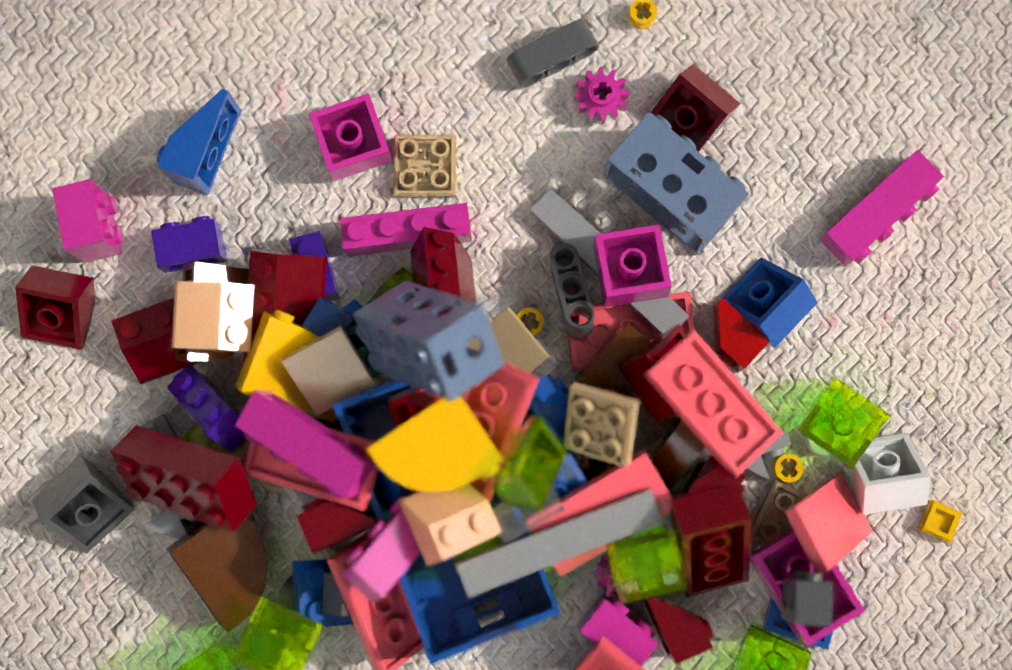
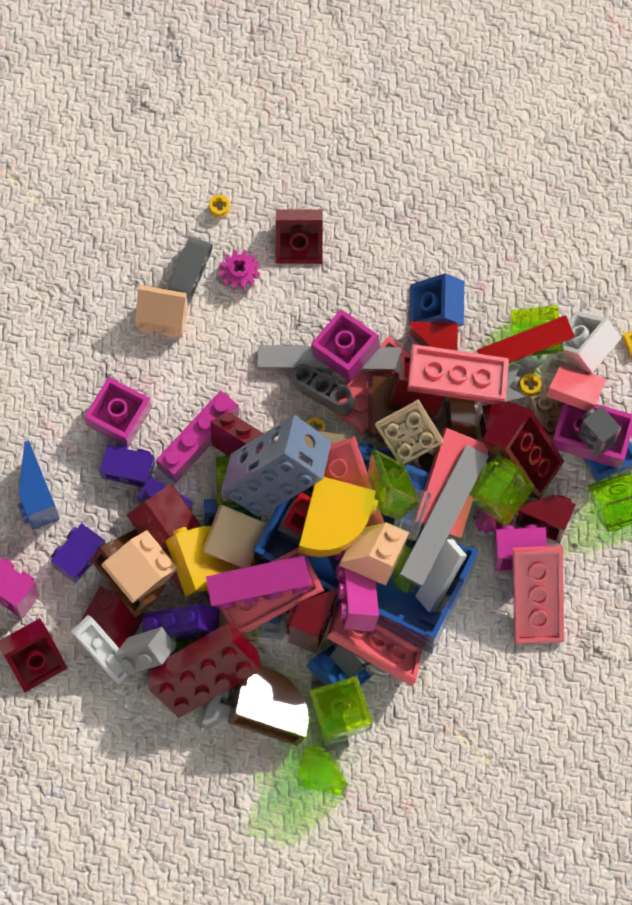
camera: 45 degrees left, 10 degrees down
(82, 505) = (153, 748): flat silver slope -> none
(117, 364) = (100, 647): none -> white tile
(151, 403) = (144, 650): none -> light grey brick
(313, 199) = (127, 465): none -> dark purple brick
(329, 316) = (205, 512): dark blue brick -> none
(424, 166) = (174, 394): tan tile -> none
(484, 71) = (161, 311): none -> light nougat slope
(507, 599) = (441, 575): none -> white tile
(678, 167) = (323, 276): sand blue piece -> none
(824, 427) = (531, 340): none -> red tile
(882, 208) = (452, 202): dark pink brick -> none

